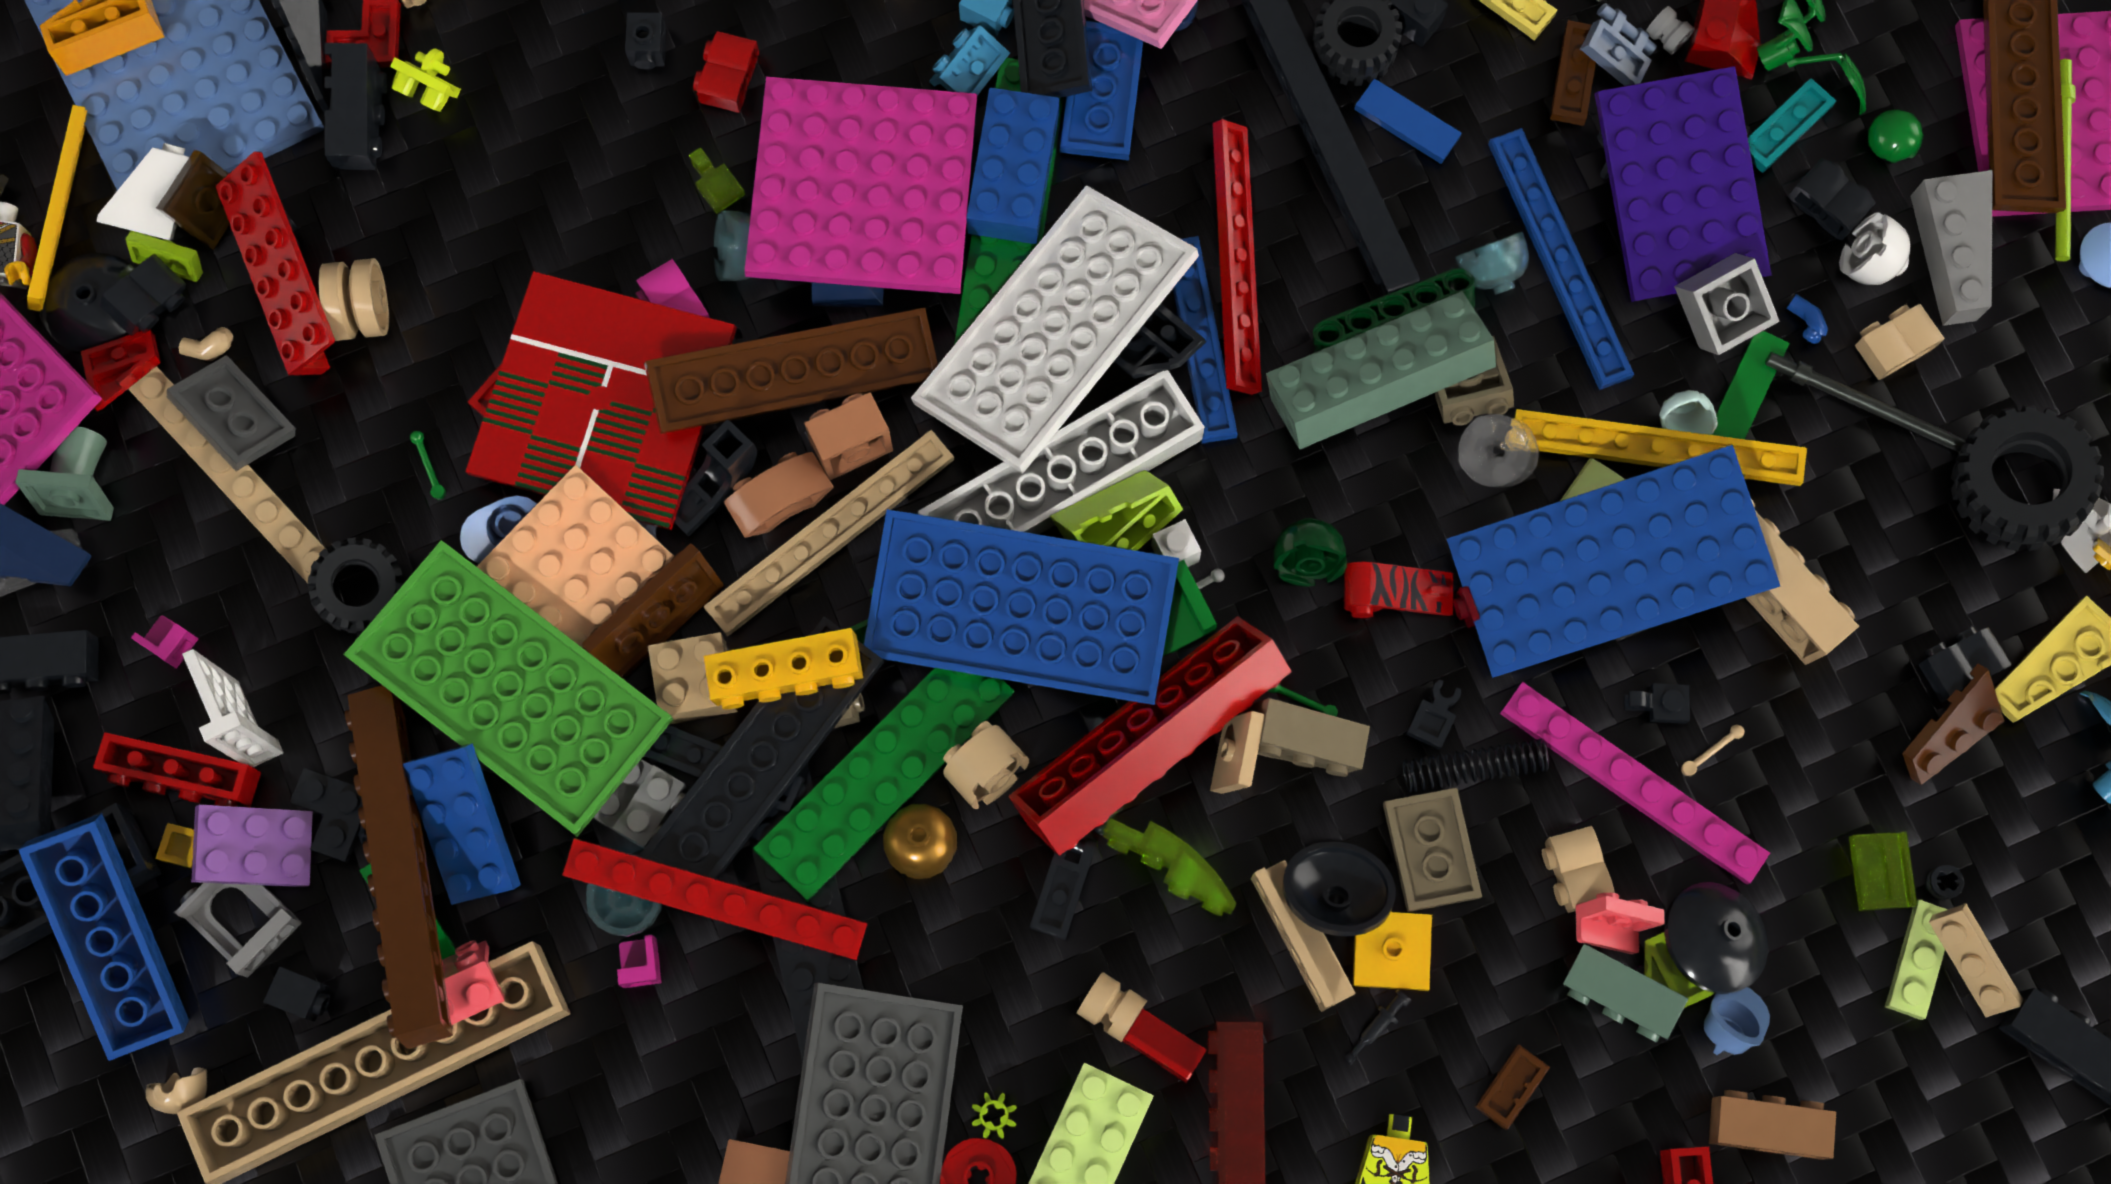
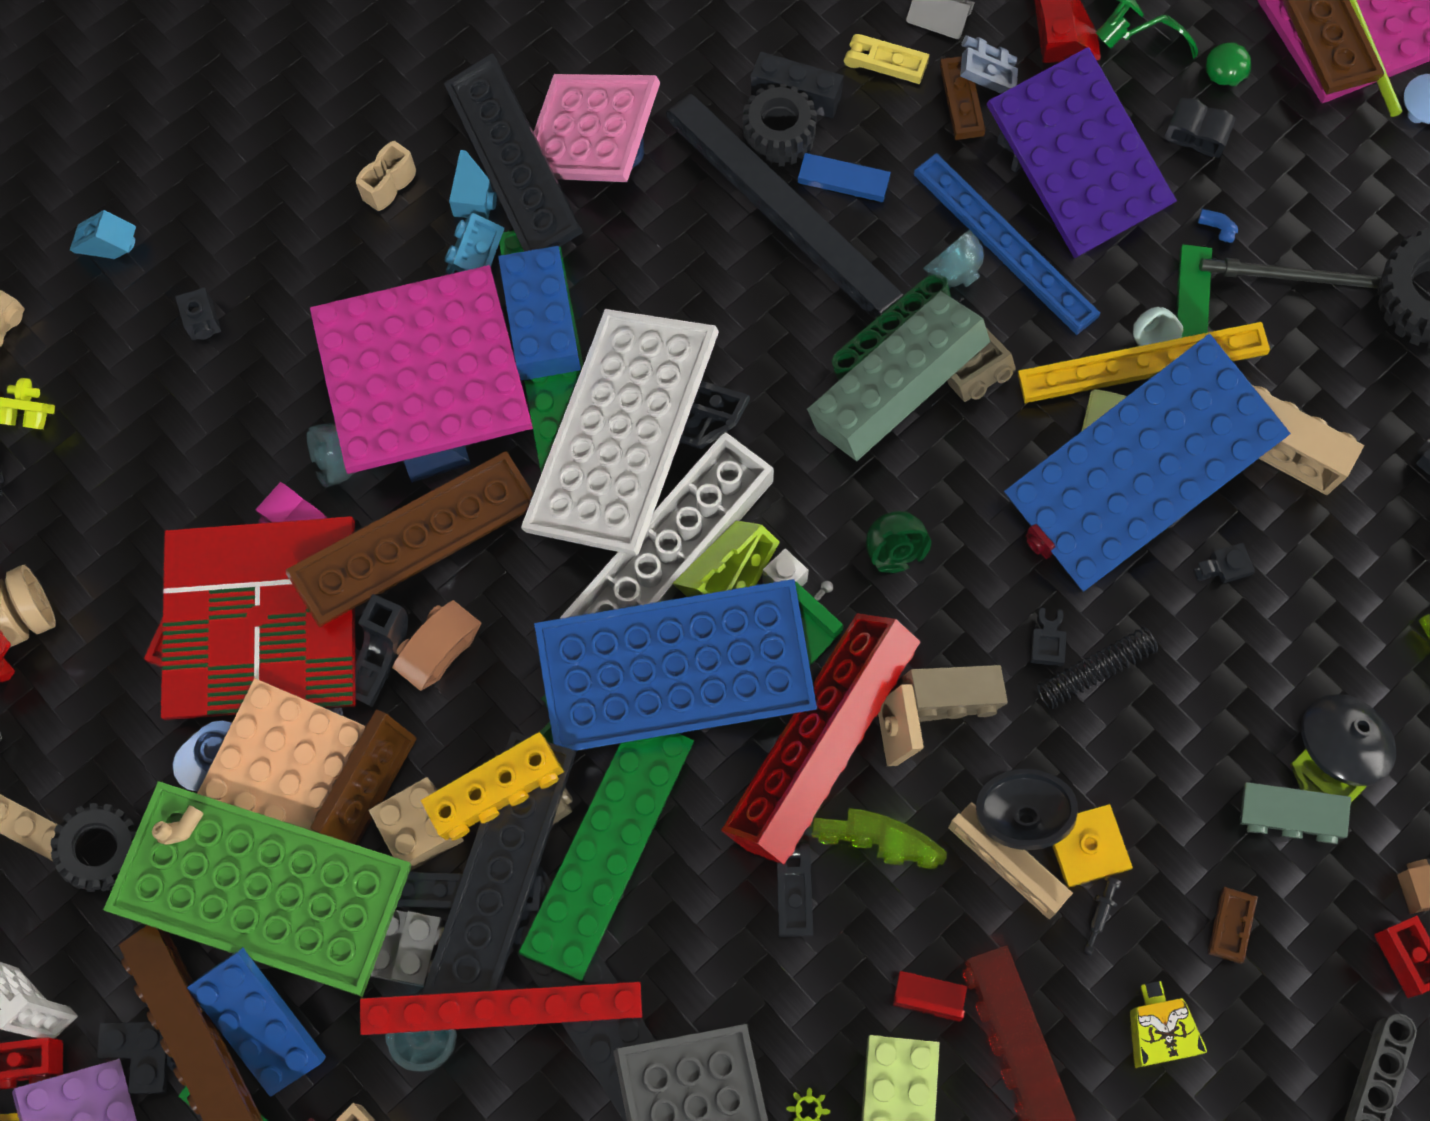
camera: 15 degrees left, 5 degrees down
(437, 491) = (141, 742): green hinge -> none
(445, 600) = (177, 831): none -> tan arm
(639, 963) = (453, 1088): dark pink panel -> none
(717, 184) = (296, 411): clear neon green plate -> none
(727, 71) = (275, 317): red brick -> none
(829, 533) = (489, 664): tan plate -> none
(848, 435) = (479, 575): nougat brick -> none
(920, 841) = (659, 895): pearl gold cylinder -> none
(984, 765) = (691, 810): tan brick -> none
(1103, 119) = (597, 254): blue plate -> none
(1111, 1006) = (874, 978): tan wheel -> none
(1206, 365) = (755, 422): blue tile -> none
(1237, 258) = (748, 328): red plate -> none
(1329, 709) = (926, 663): green hinge -> none
(1380, 586) = (964, 548): red door -> none
(1432, 850) = (1089, 750): dark tan plate -> none
(1511, 435) = (1005, 394): clear brick -> none
(1577, 866) = (1215, 723): tan brick -> none
(1615, 922) = (1261, 755): coral bracket -> none
(1635, 784) = (1232, 637): dark pink plate -> none
(1670, 30) = (1023, 41): light grey wheel -> none
(1690, 767) = (1270, 609): tan hinge -> none
(1727, 303) = (1153, 232): light grey brick -> none
(1736, 1021) = (1394, 803): medium blue piece -> none
(1788, 124) = (1144, 81): teal plate -> none
(1877, 252) = (1252, 154): white cylinder -> none
(1898, 341) = (1296, 218): tan brick -> none
(1957, 242) = (1311, 128): light grey wedge -> none

